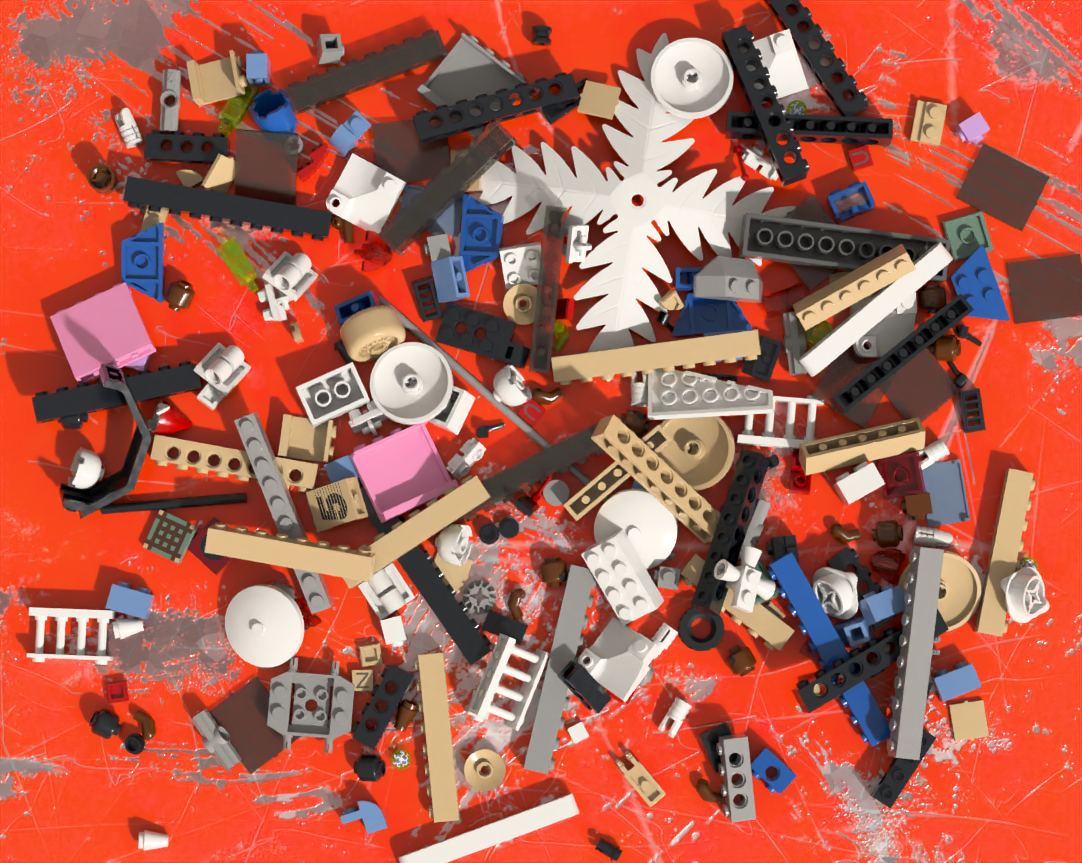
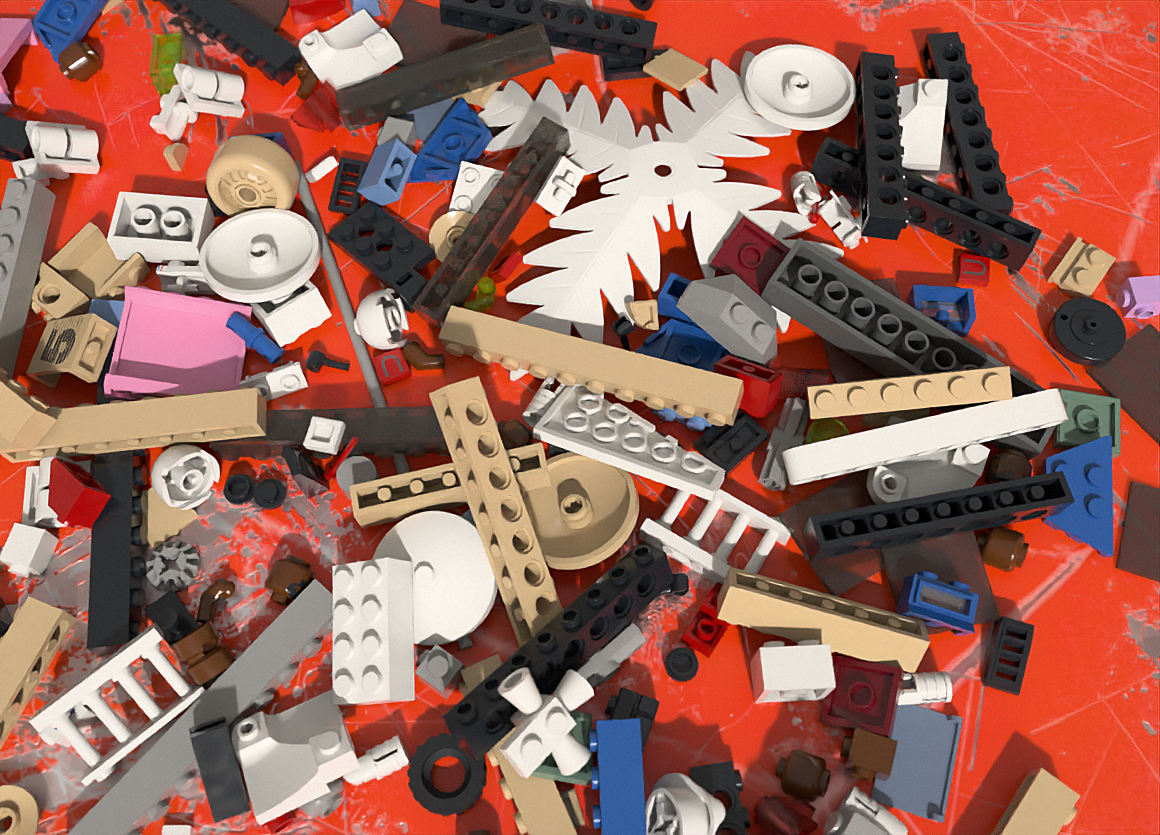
camera: 25 degrees right, 20 degrees down
(402, 296) = (321, 169): none -> white tile
(406, 587) = (75, 494): none -> red slope
(438, 437) = (255, 338): none -> blue pin
(527, 480) = (324, 435): none -> white tile
(535, 635) = (203, 665): none -> reddish brown wheel
(719, 232) = (750, 255): none -> dark red tile
(730, 157) = (804, 191): none -> white hinge
(757, 317) = (759, 384): none -> red slope
(796, 506) = (681, 664): none -> black plate
(844, 536) = (732, 744): reddish brown arm -> none
(921, 403) = (939, 602): none -> blue window
(946, 172) = (1087, 331): none -> black wheel
(960, 379) = (1009, 601): black hand -> none
(962, 332) = (1036, 539): black hand -> none

